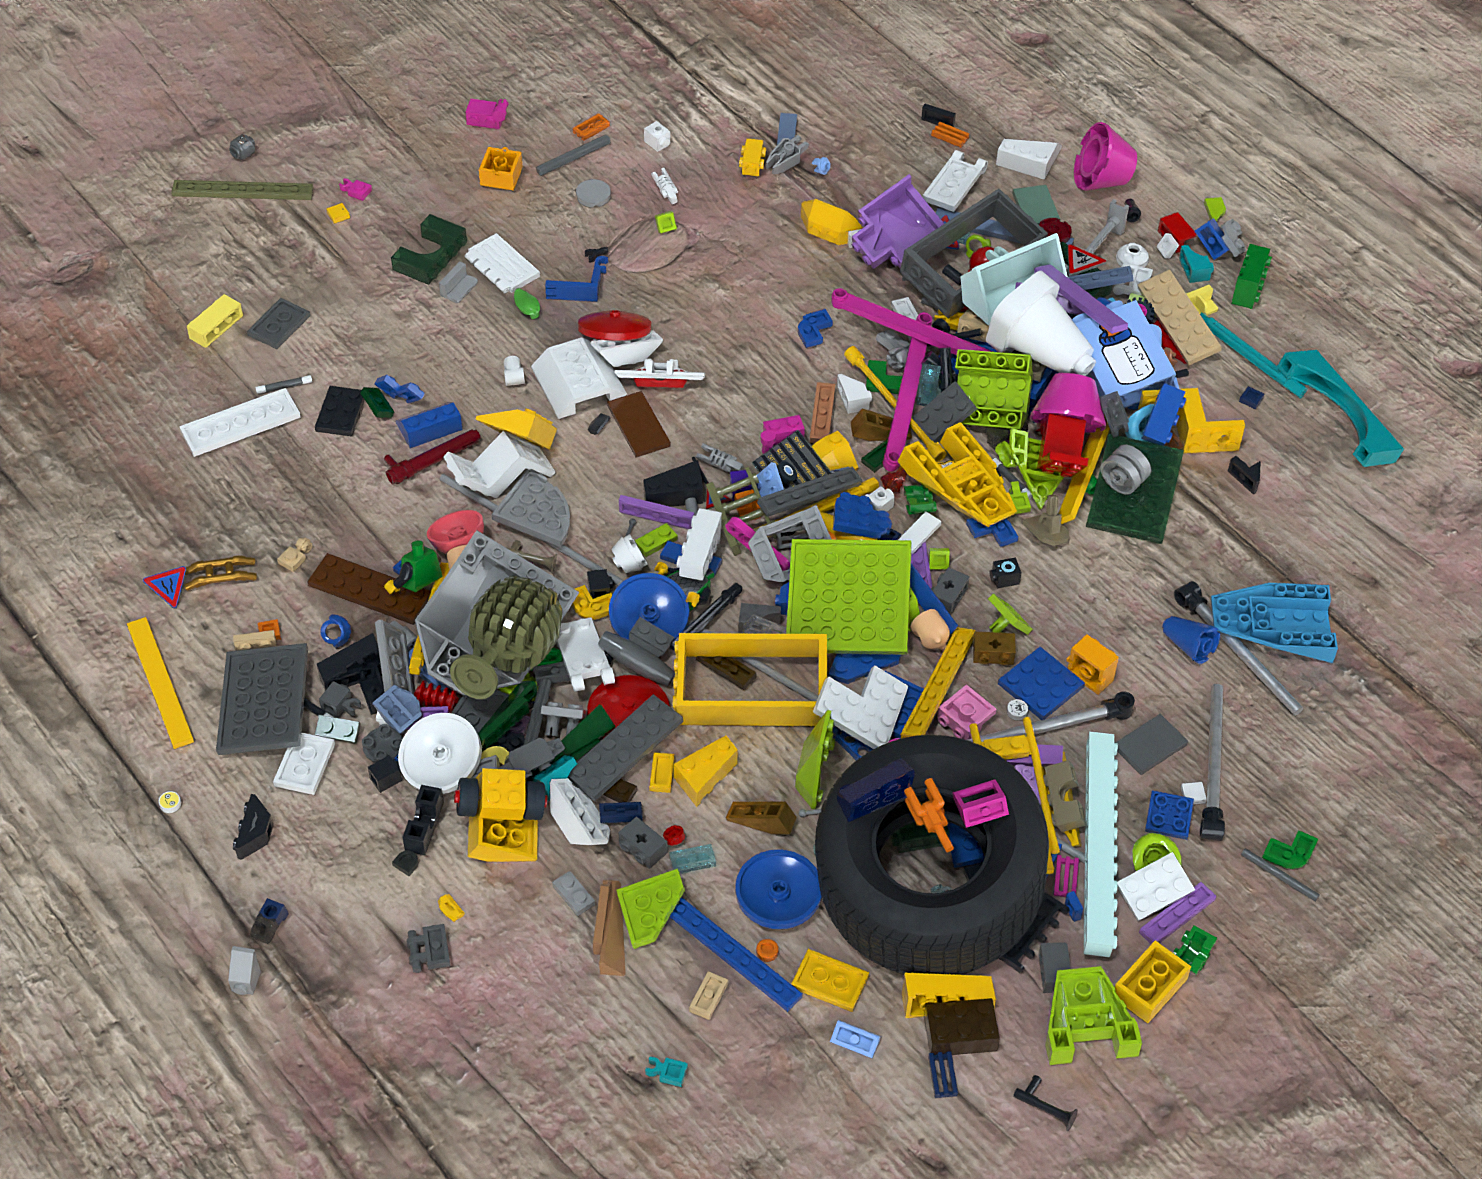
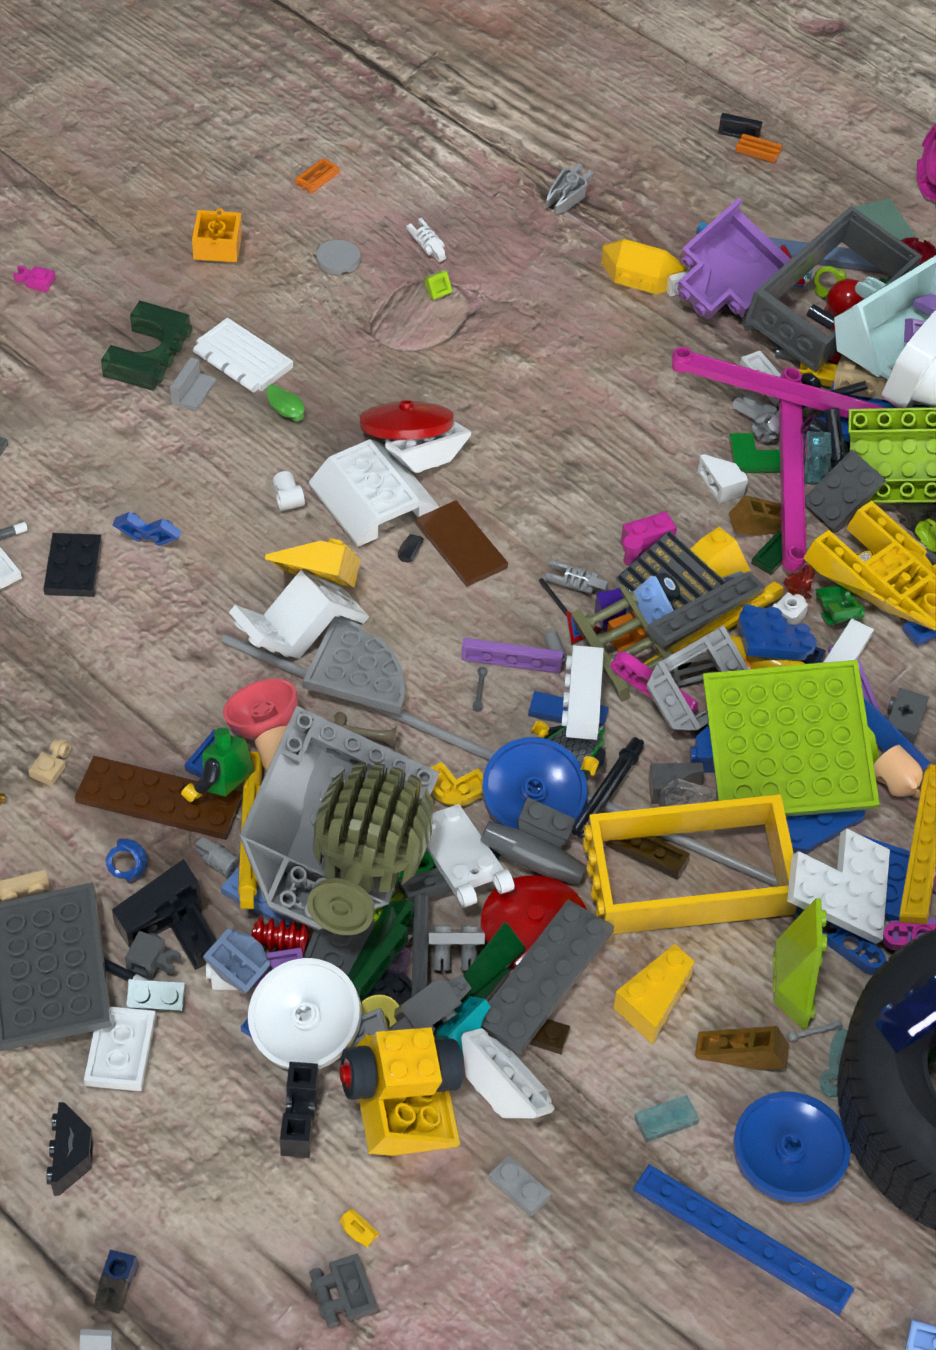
camera: 10 degrees left, 0 degrees up
(269, 626) = (36, 864): orange tile -> none
(338, 213) = (18, 310): yellow tile -> none
(377, 402) = (120, 549): dark green plate -> none
(381, 743) = (221, 1009): dark grey dish -> none
(385, 773) = (233, 1050): black brick -> none
(393, 656) = (215, 889): light grey tile -> none
(406, 862) = (285, 1171): pearl dark grey tile -> none
(407, 468) = (177, 631): dark red cylinder -> none
(430, 424) = (194, 570): blue slope -> none
(486, 113) = (183, 169): dark pink hinge -> none
(573, 155) = (302, 212): dark grey axle -> none
(578, 290) = (346, 379): blue hinge -> none
(592, 254) = (357, 331): black piece -> none
(599, 583) = (459, 757): black brick -> none
(608, 931) = (578, 1232): medium nougat wedge -> none
(620, 812) = (558, 1068): dark blue tile -> none
(628, 555) = (491, 716): white cone -> none
(642, 842) = (596, 1104): dark grey brick -> none
(649, 905) = (627, 1191): lime plate -> none
(656, 539) = (517, 691): lime plate -> none
(657, 136) = (403, 180): white brick -> none
(661, 772) = (597, 1003): yellow tile -> none
(672, 375) = (460, 478): white piece -> none
(674, 835) = (634, 1088): red tile -> none
(675, 486) = (529, 619): black wedge -> none
(708, 995) = (732, 1308): tan plate -> none
(752, 157) = (527, 198): yellow brick -> none
(767, 950) = (793, 1232): orange tile -> none
(787, 126) = (559, 156): sand blue tile -> none
(811, 324) = (648, 397): blue plate -> none
(822, 411) = (689, 505): nougat plate -> none
(823, 165) = (615, 198): light blue plate -> none
(830, 980) = (885, 1263): yellow tile -> none
(855, 357) = (716, 433): yellow hose -> none
(939, 558) = (882, 677): lime tile -> none
(954, 181) = (780, 204): white hinge -> none
(1028, 156) = (859, 166): white wedge -> none

